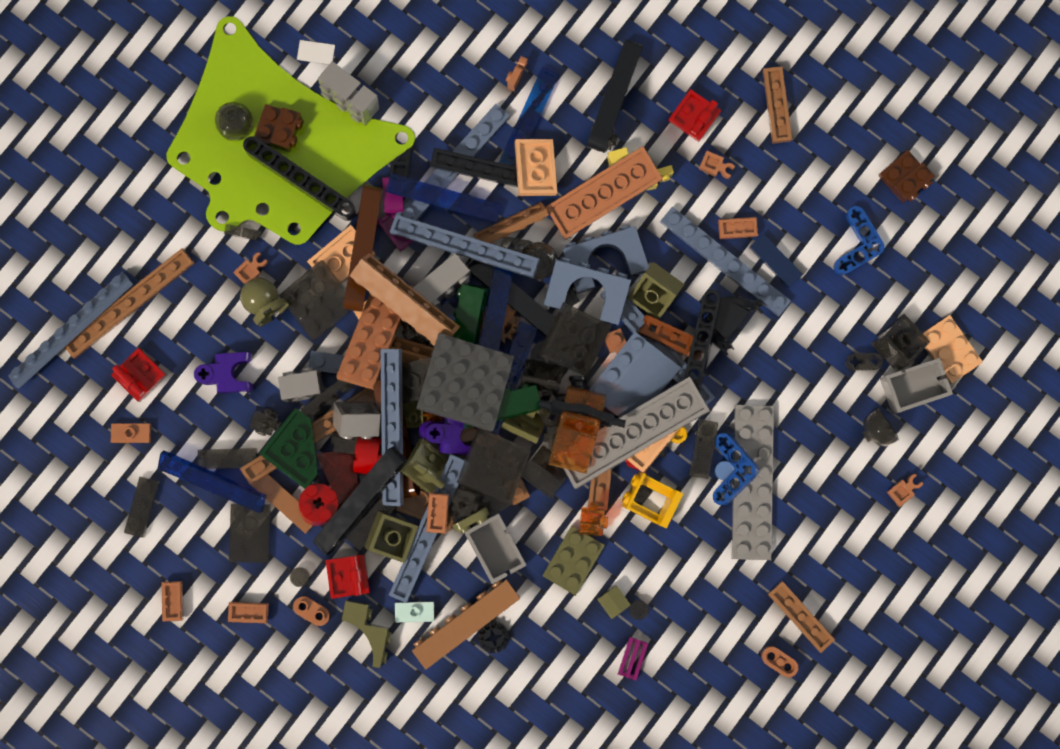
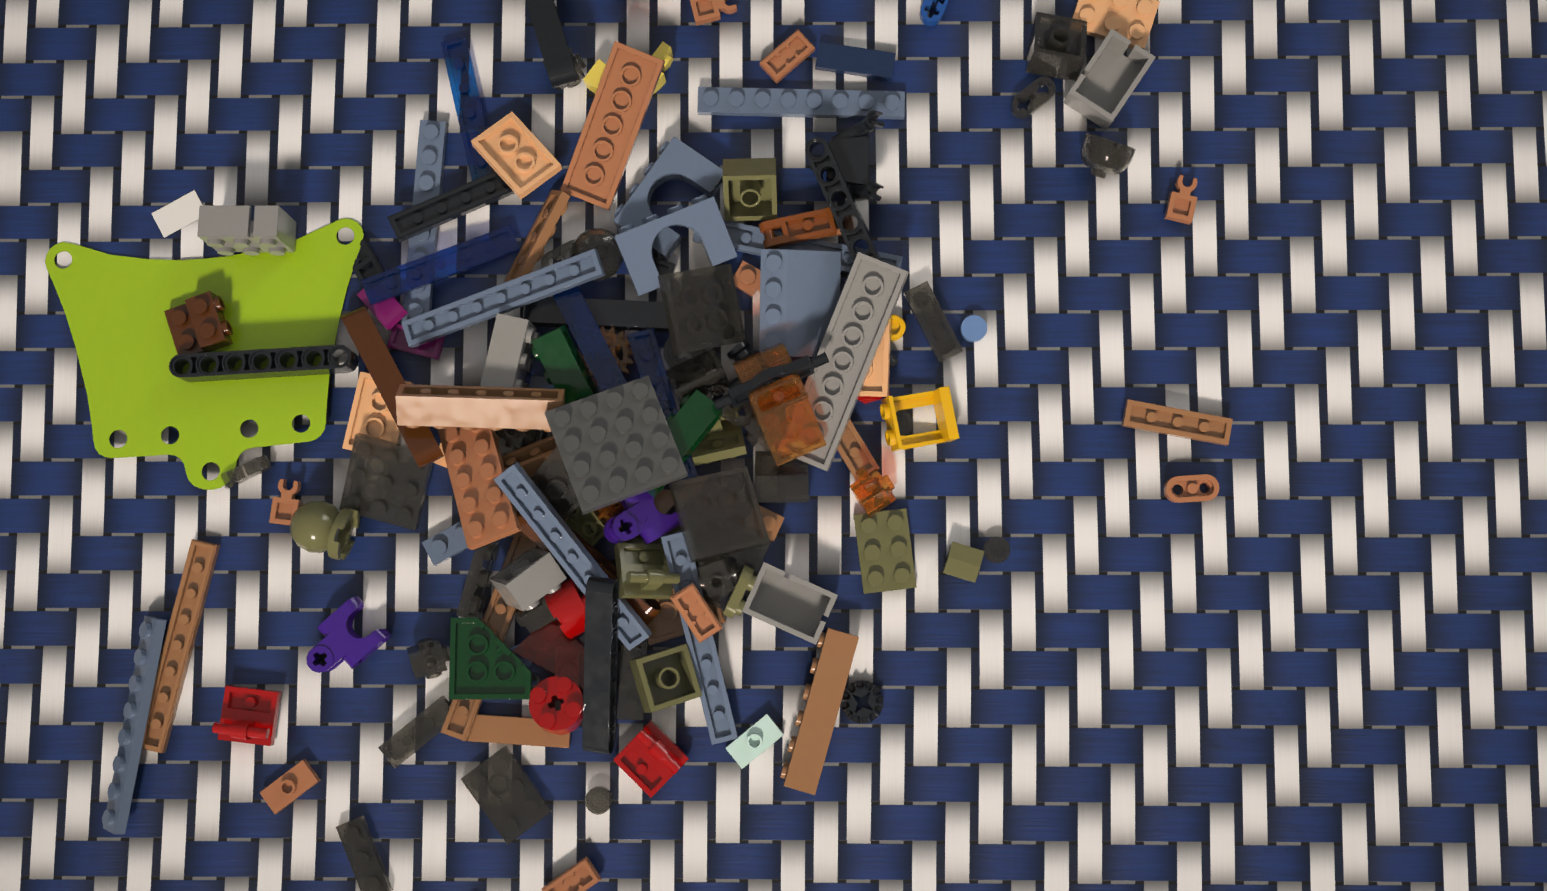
camera: 25 degrees left, 0 degrees up
(212, 481) = (420, 770): clear blue tile -> none
(234, 121) = (143, 355): clear smoke cylinder -> none
(300, 386) = (437, 589): light grey brick -> none
(311, 610) = (640, 827): nougat plate -> none
(378, 636) = (735, 798): olive arch -> none
(514, 77) = (418, 77): nougat plate -> none
(627, 674) = (1038, 628): magenta tile -> none
(740, 466) = (988, 310): blue beam -> none
(754, 504) = (1013, 318): light grey plate -> none

